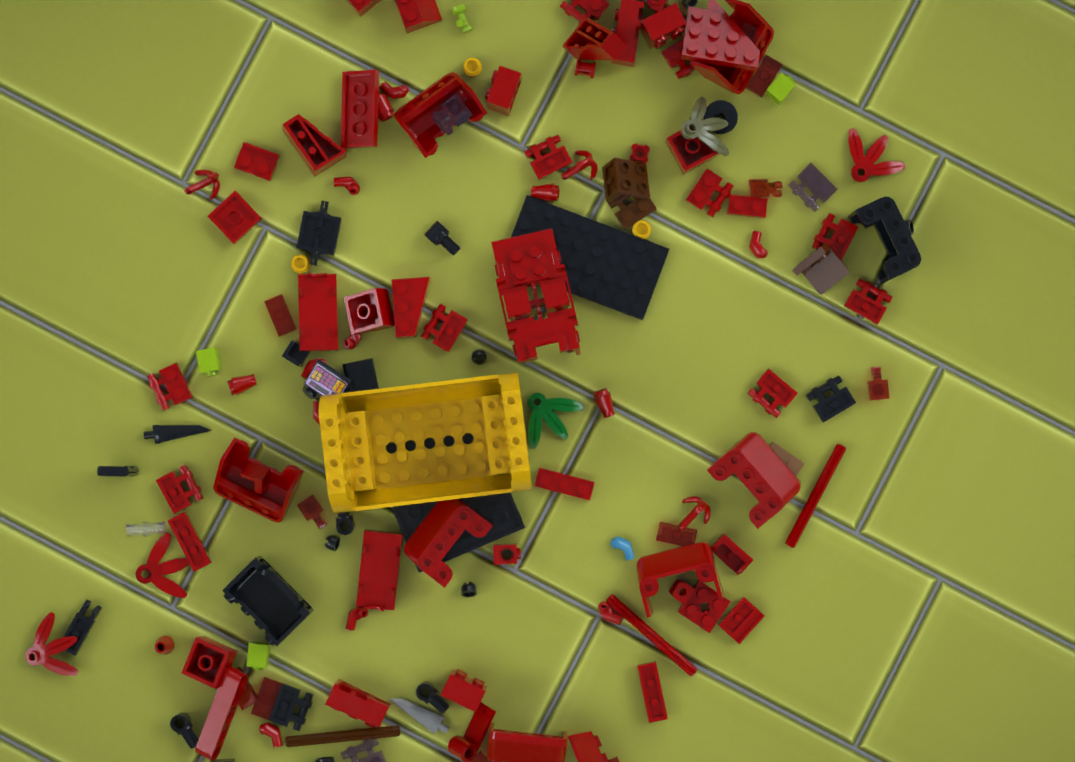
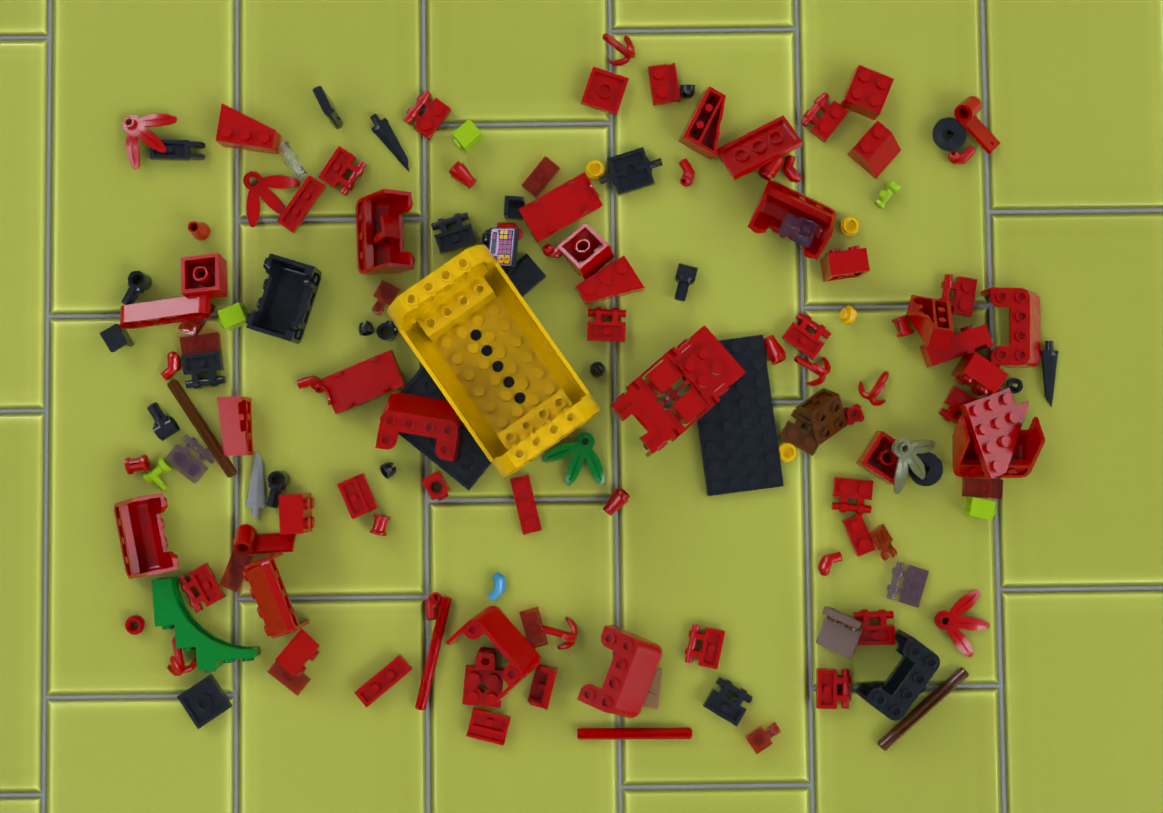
camera: 60 degrees right, 0 degrees up
(98, 557) = (245, 133): none -> red wedge
(274, 144) = (687, 91): none -> black hinge
(294, 421) = (454, 238): none -> black plate
(369, 34) = (829, 120): none -> red plate
(477, 628) = (358, 495): none -> red plate
(513, 622) = (380, 524): none -> red bush
(549, 111) = (848, 315): none -> yellow plate
(626, 117) = (875, 391): none -> red piece
(927, 232) = (923, 708): none -> reddish brown axle

